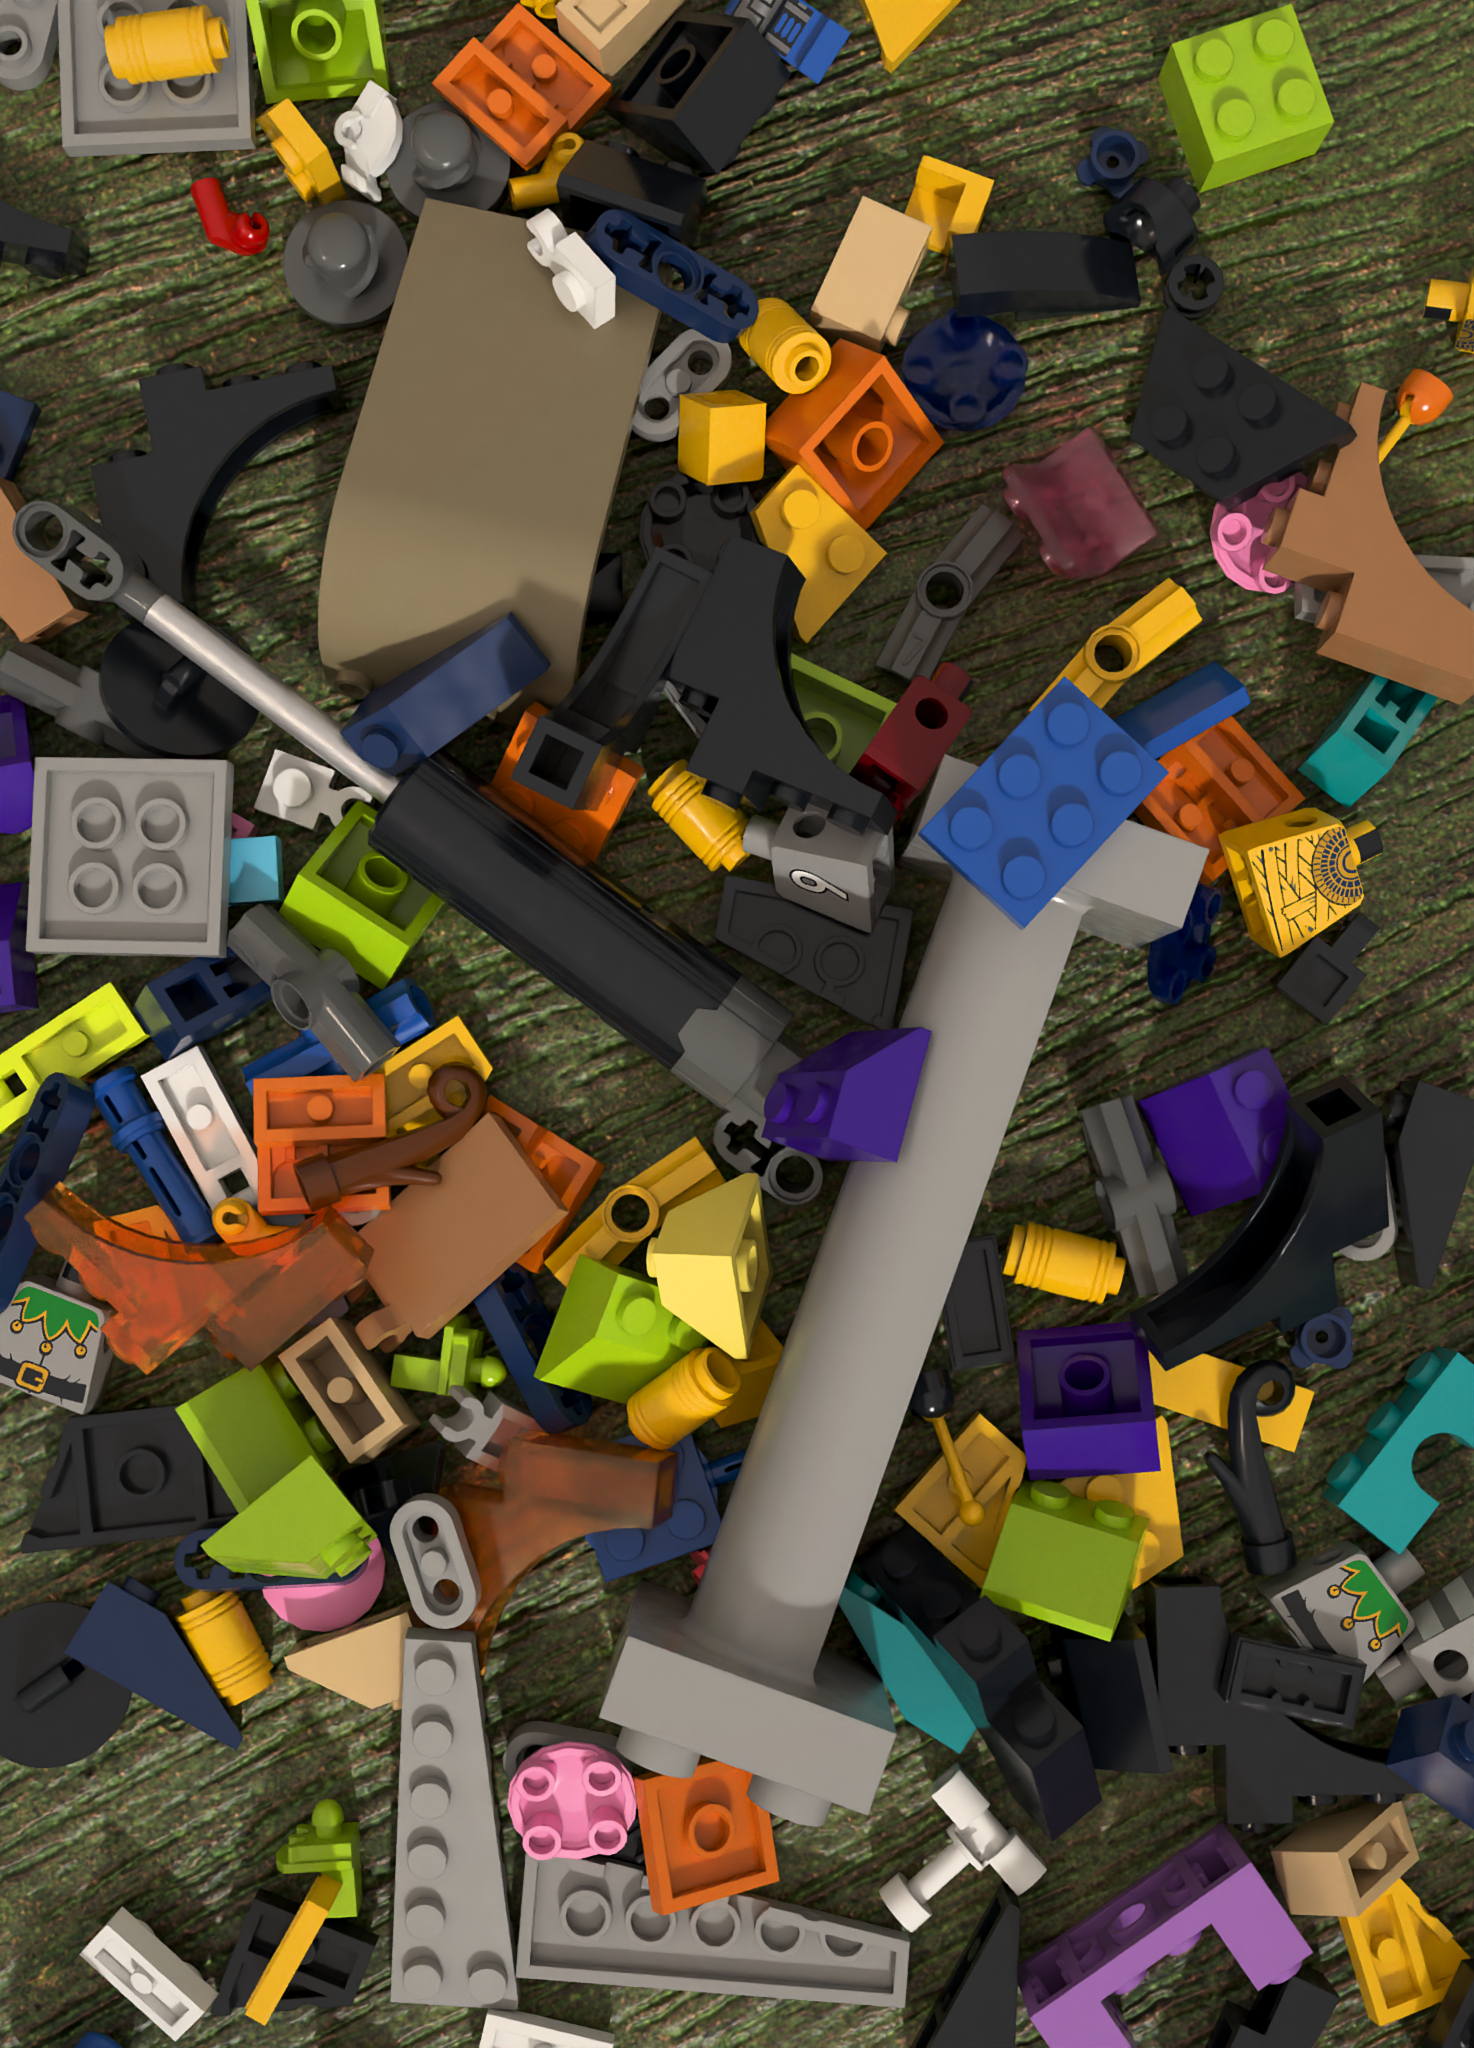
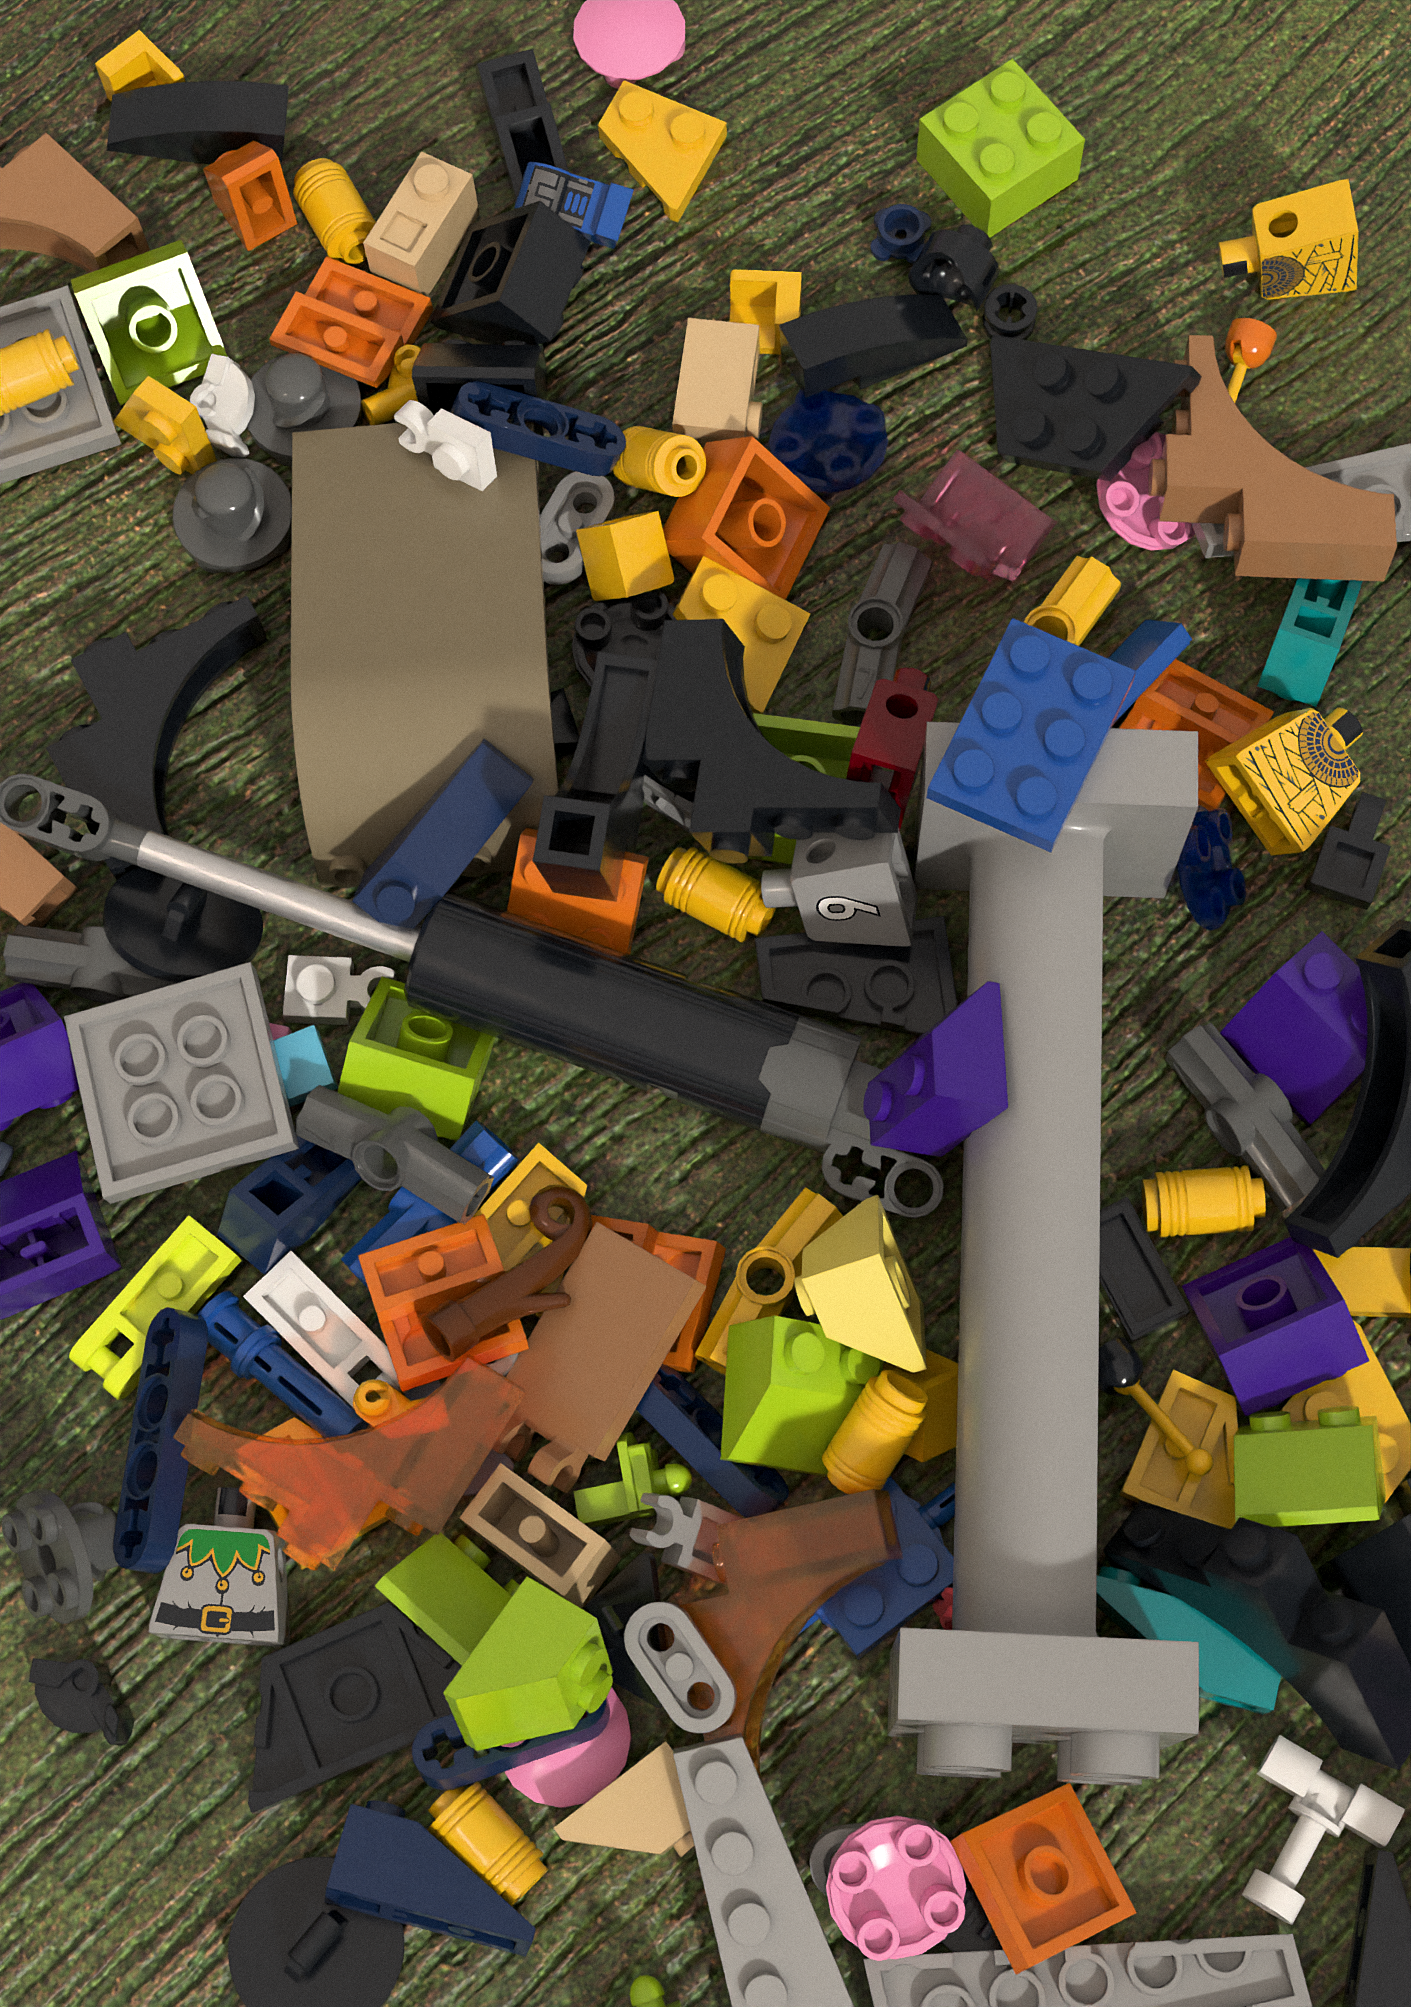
camera: 10 degrees left, 15 degrees down
(224, 227) = (109, 517): red arm -> none

